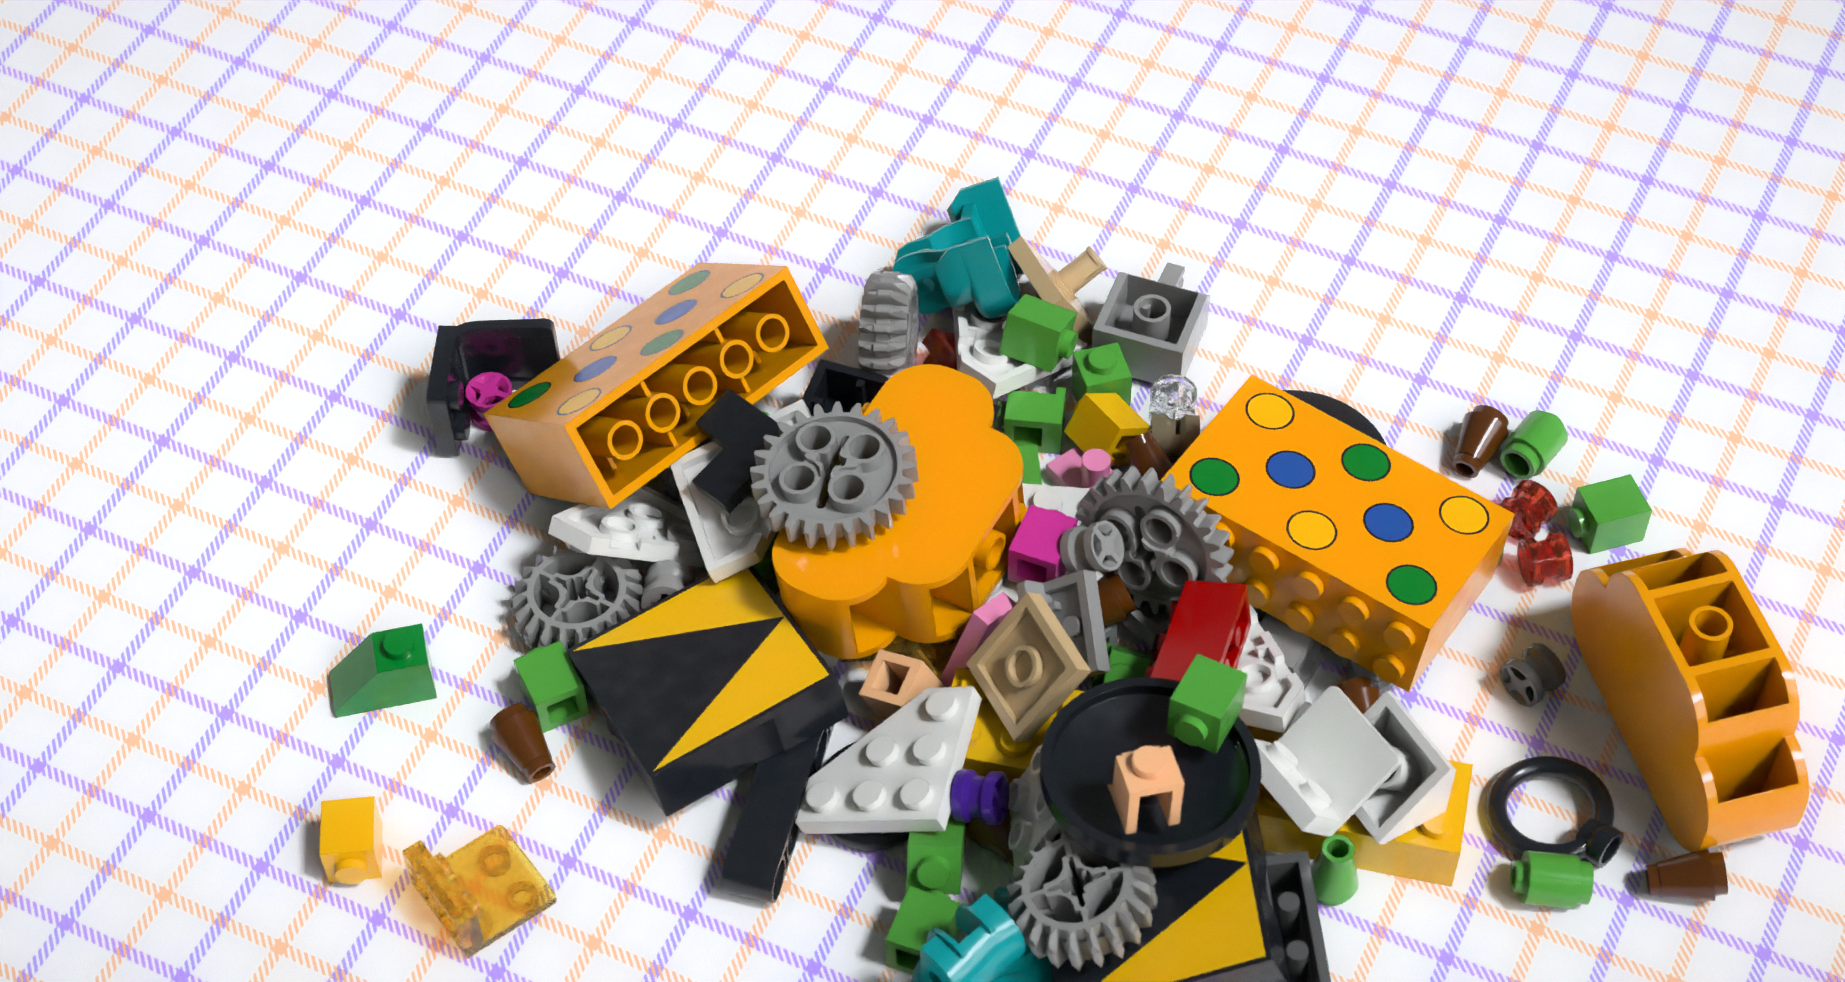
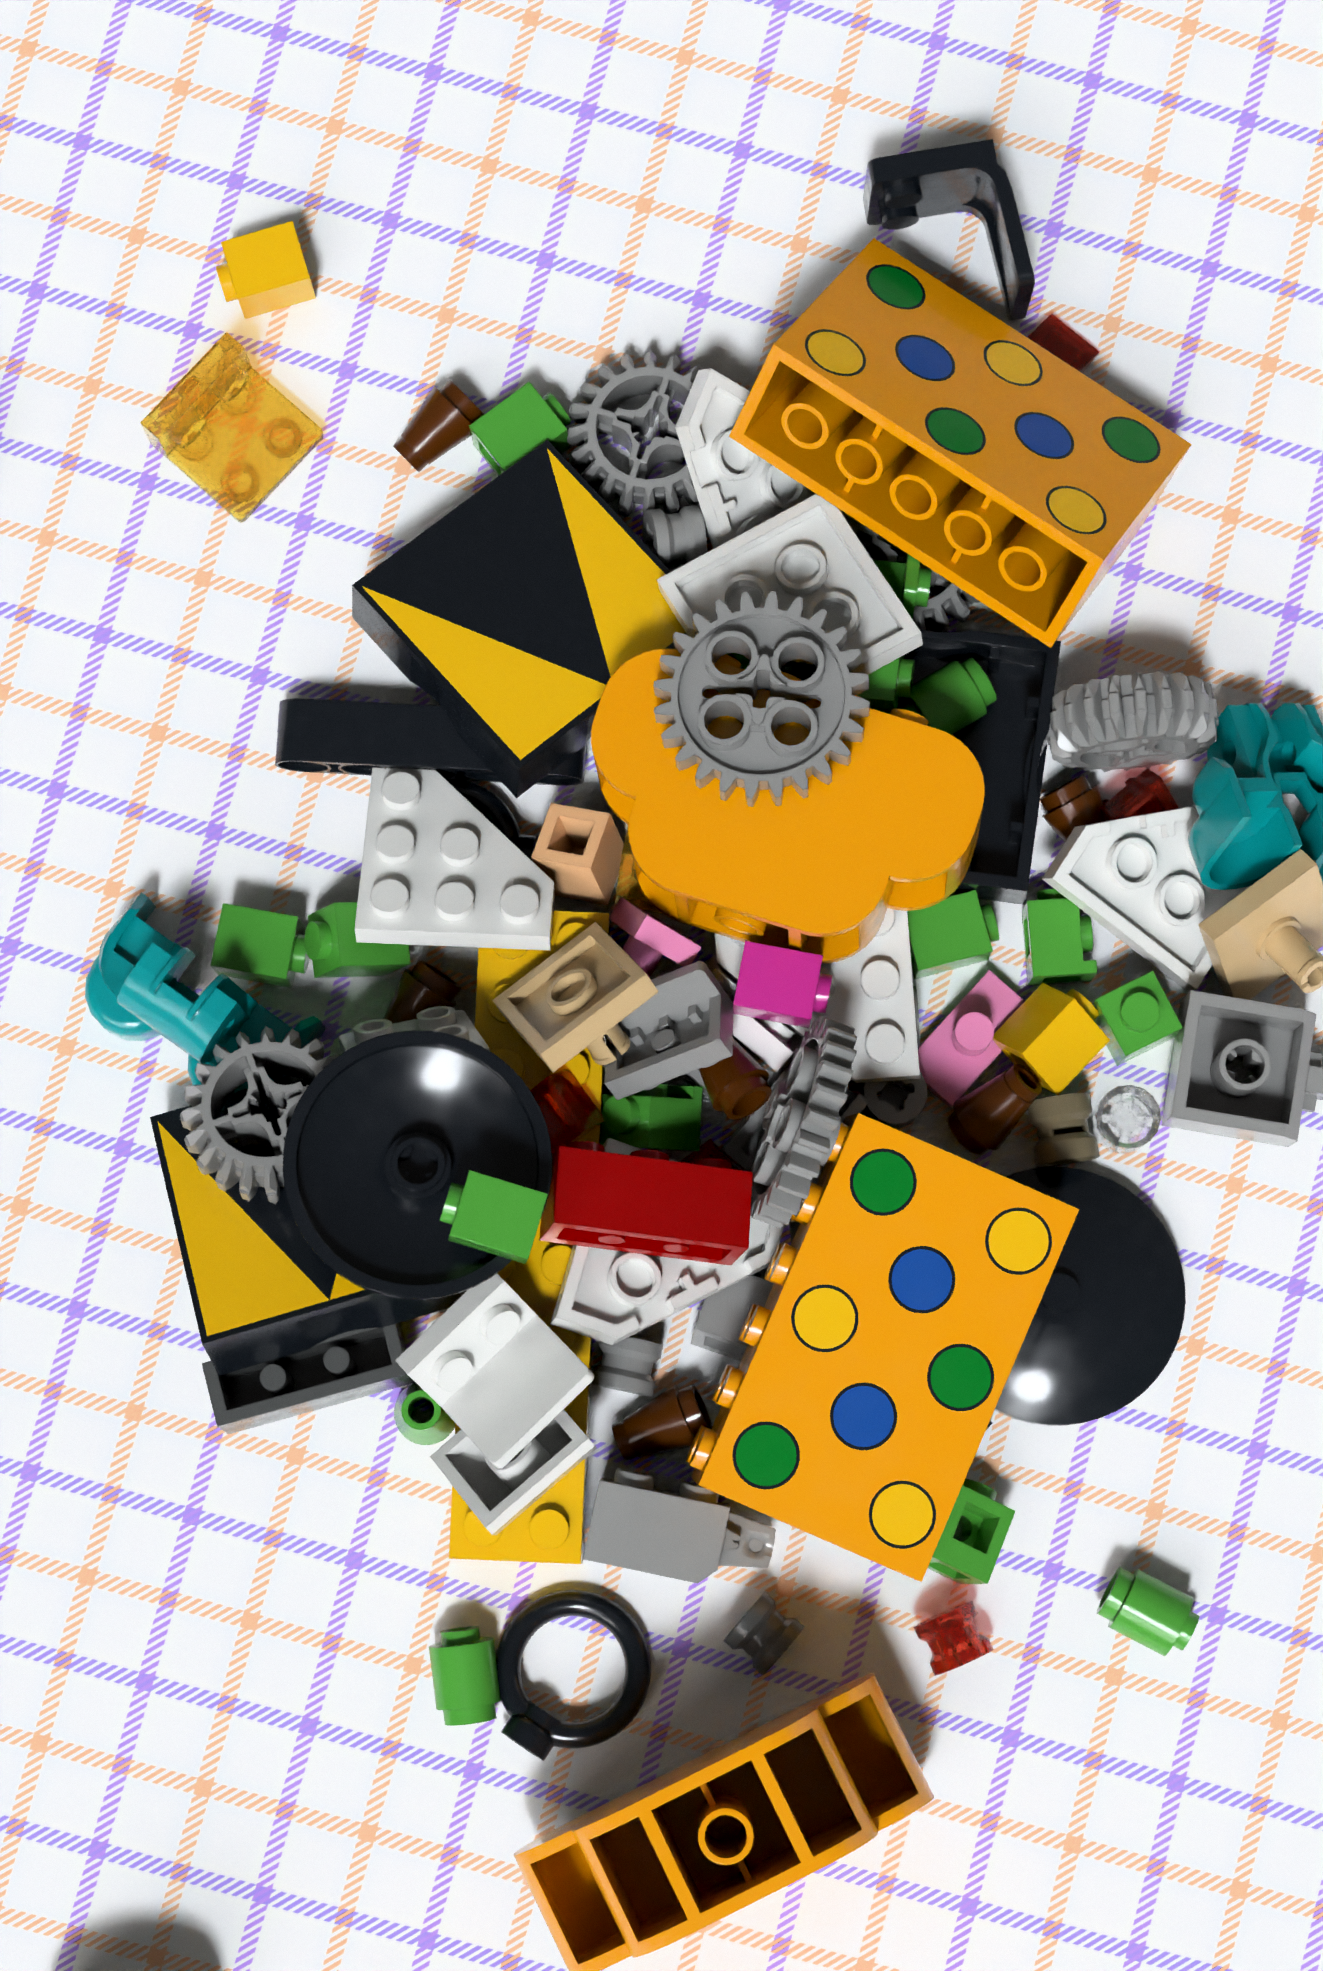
camera: 80 degrees right, 30 degrees up
(384, 672) = (505, 238): green slope -> none
(484, 393) = (954, 226): dark pink wheel -> none
(740, 432) = (845, 581): black tile -> none
(980, 797) = (413, 974): dark purple wheel -> none
(1039, 333) = (1158, 919): bright green brick -> none
(1092, 547) = (765, 1045): light grey wheel -> none
(1142, 774) = (352, 1160): light nougat window -> none
(1454, 695) = (670, 1531): none -> light grey hinge
(1479, 439) = (1142, 1536): reddish brown cone -> none
(1532, 507) = (1031, 1607): clear red wheel -> none
(1609, 514) = (1045, 1717): bright green brick -> none
(1688, 876) = (496, 1839): reddish brown cone -> none

